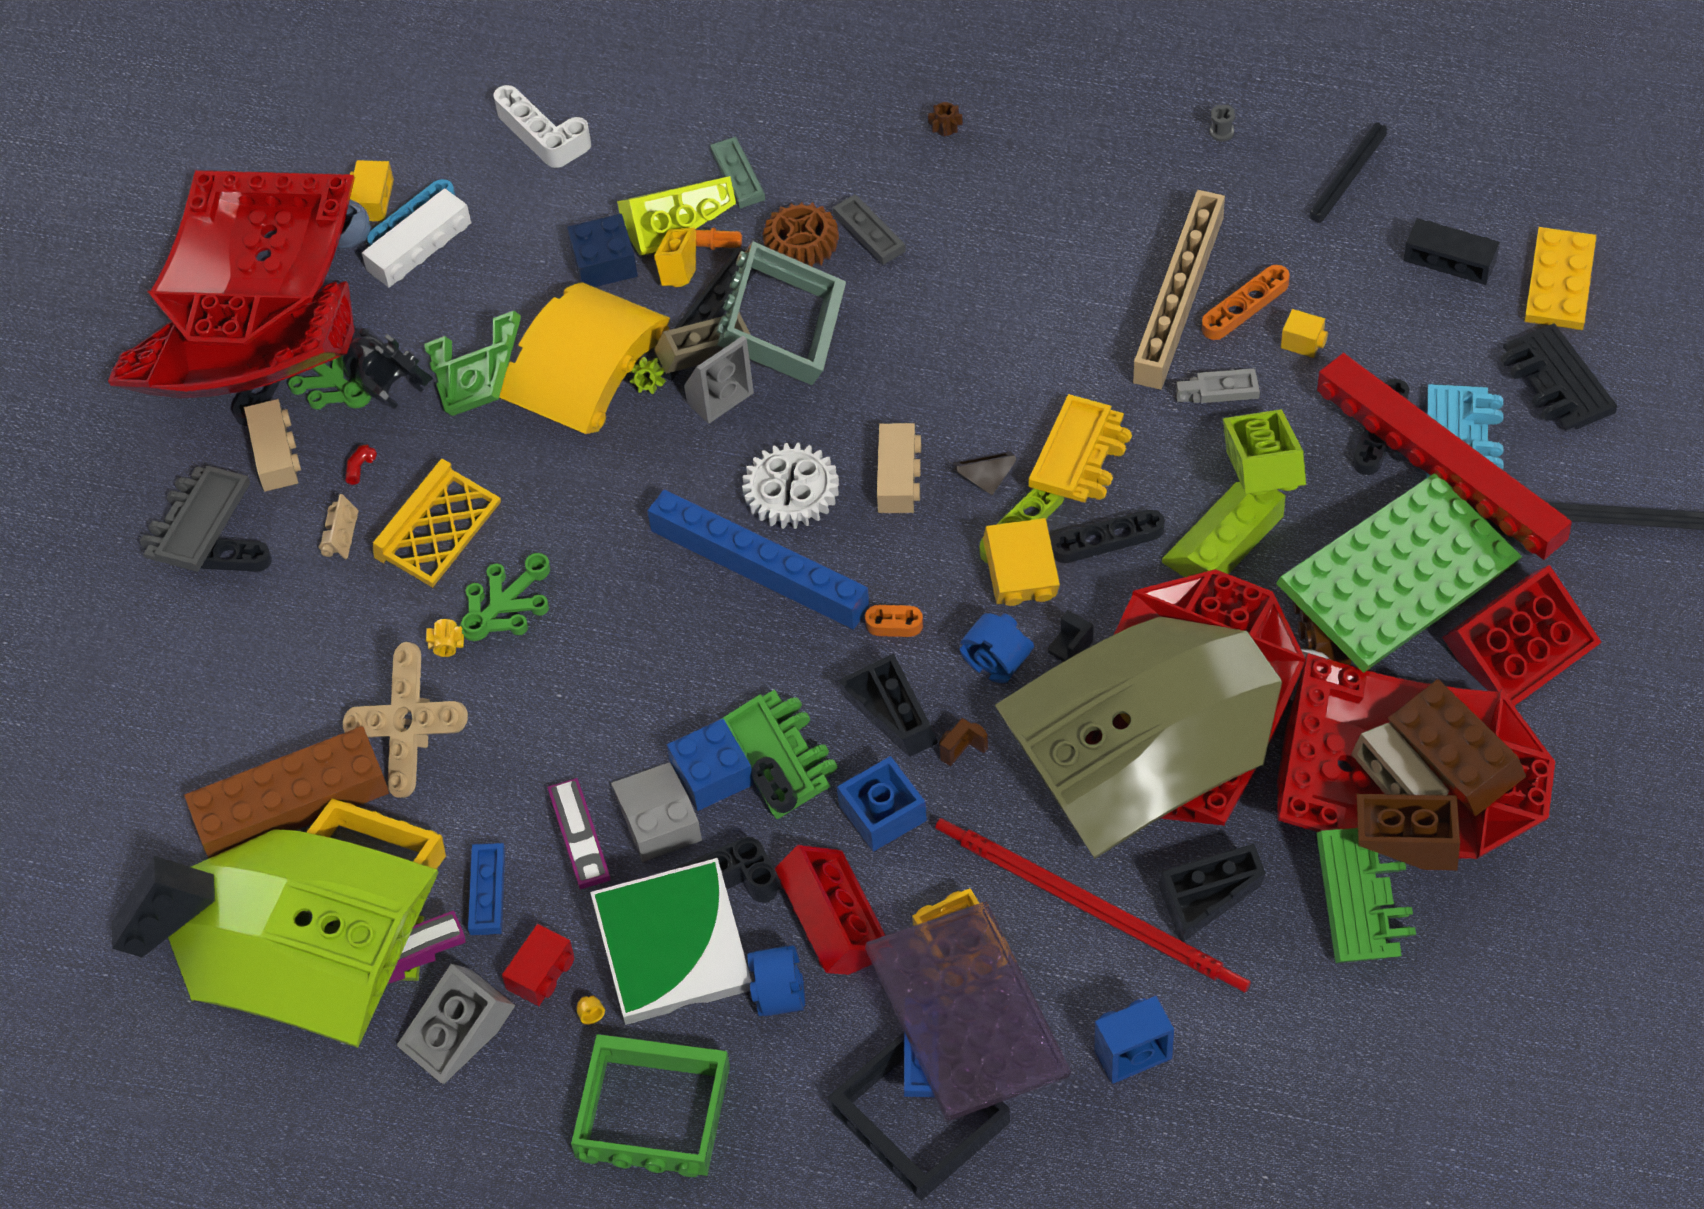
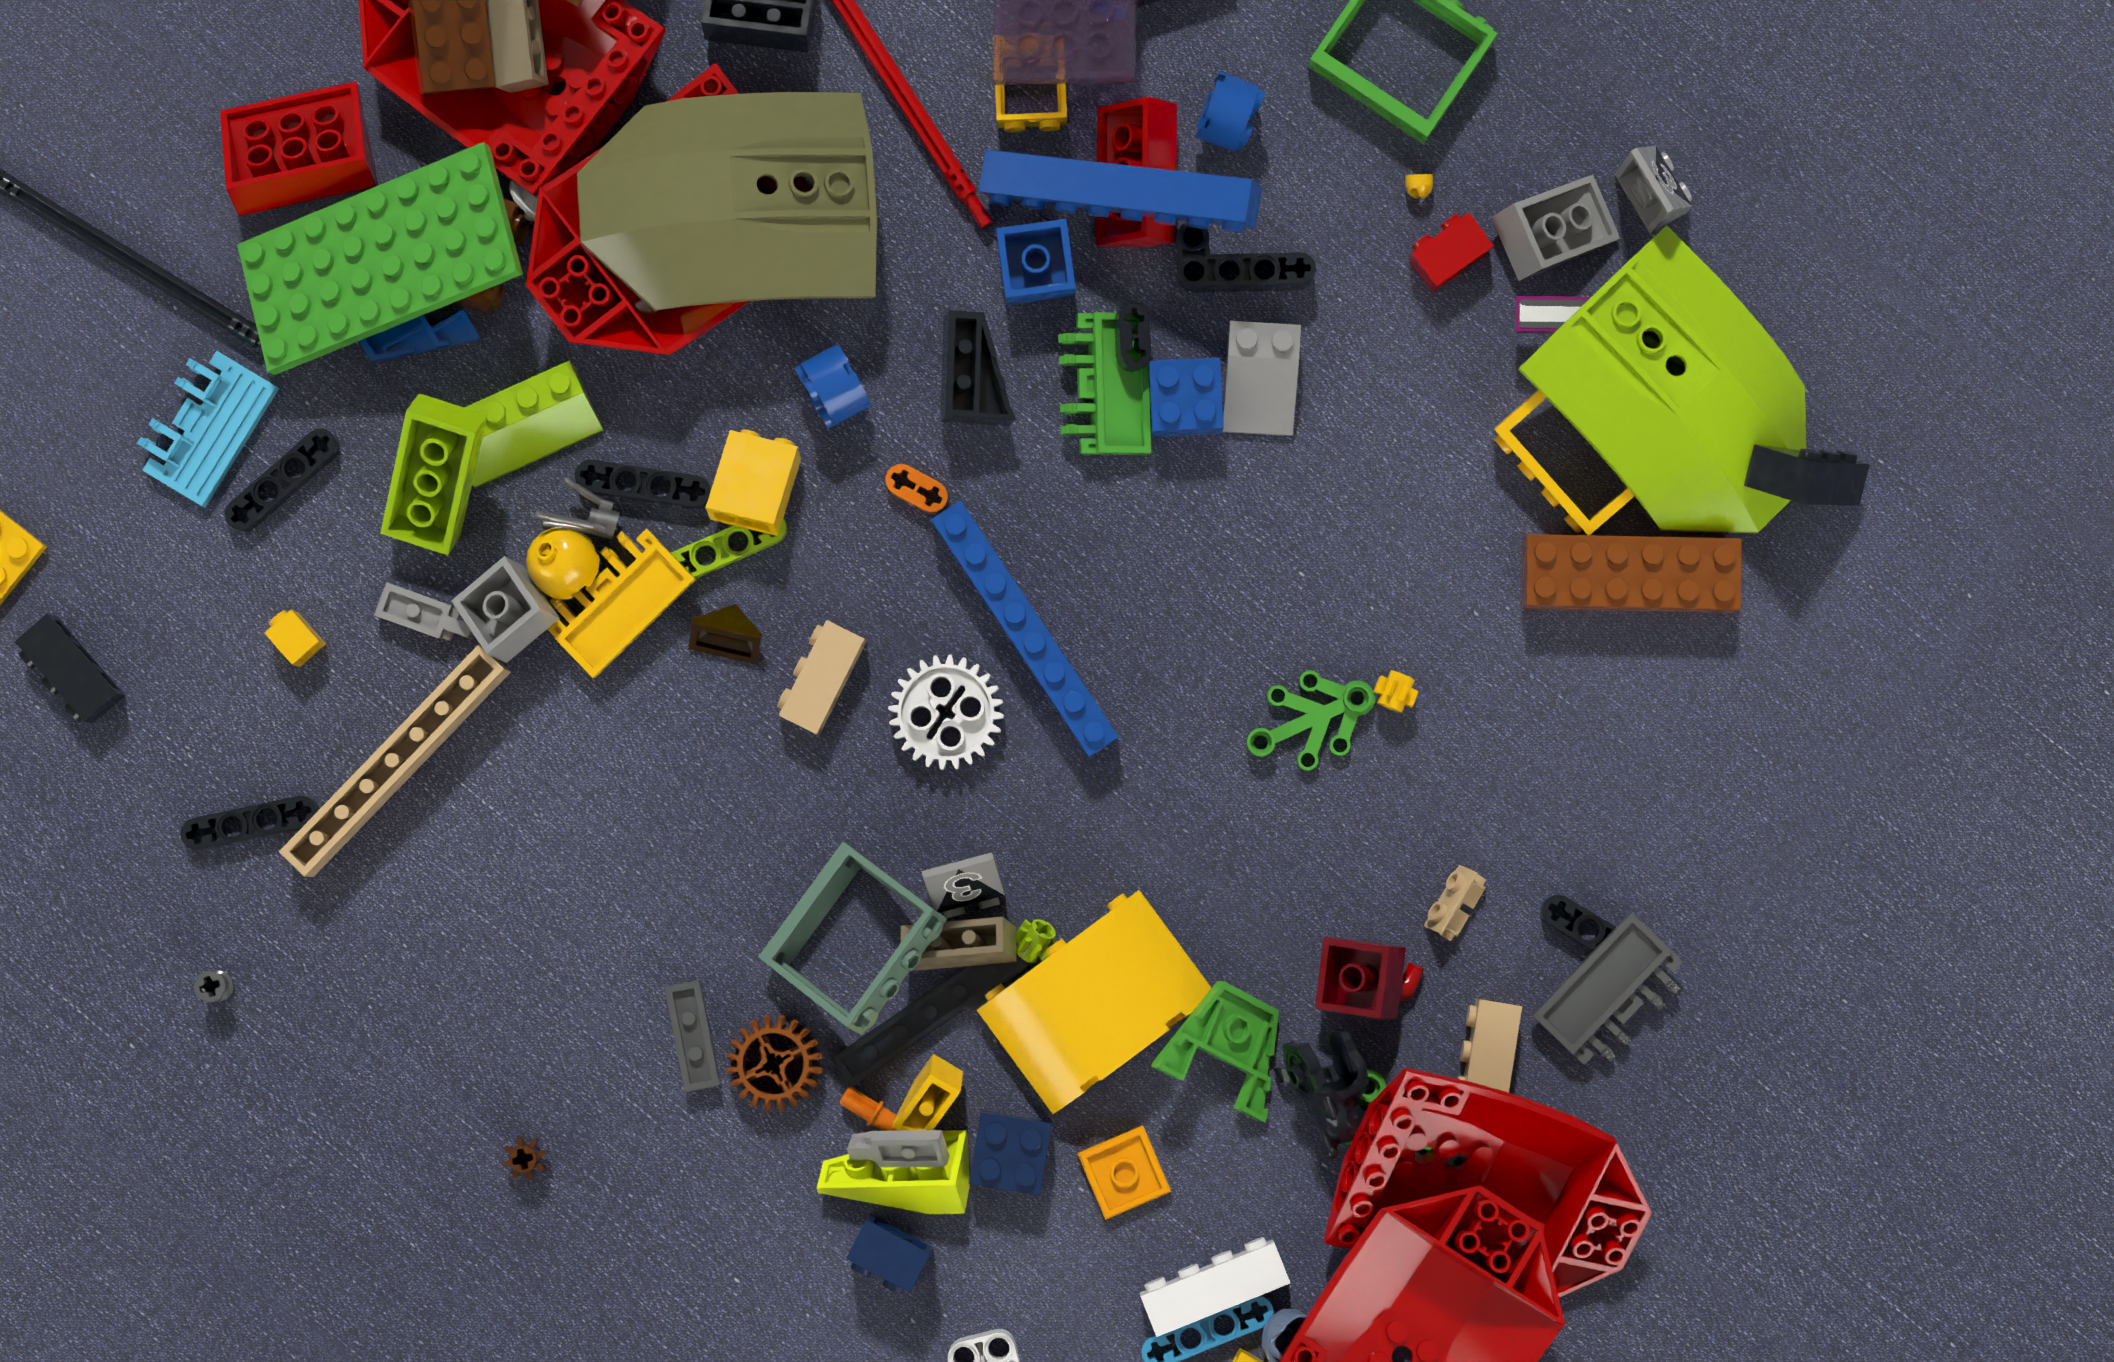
camera: 155 degrees left, 30 degrees up
(379, 1076) = (1652, 187): none -> light grey slope
(390, 442) = (1360, 978): none -> dark red brick
(390, 721) = (1489, 571): tan piece -> none
(412, 515) = (1364, 880): yellow fence -> none
(486, 889) = (1467, 366): blue plate -> none
(515, 279) = (1124, 1172): none -> light orange tile
(578, 833) = (1351, 382): slope -> none
(657, 159) = (889, 1254): none -> dark blue brick
(671, 941) = (1317, 200): green tile -> none
(685, 217) = (900, 1148): none -> light grey hinge
(735, 164) = (800, 1208): sand green tile -> none
(834, 864) = (1120, 189): none -> blue brick
(959, 738) = (926, 306): reddish brown bracket -> none
(1074, 637) = (749, 371): black panel -> none
(1123, 493) = (600, 522): none -> flat silver plant
(1136, 453) = (562, 562): none -> yellow cylinder
(1158, 403) = (505, 609): none -> light grey brick
(1248, 304) = (331, 722): orange beam -> none
(1261, 222) = (250, 823): none -> black beam
(1348, 172) = (112, 845): black axle -> none
(1441, 452) = (248, 392): red brick -> none
(1558, 378) = (56, 449): black hinge -> none

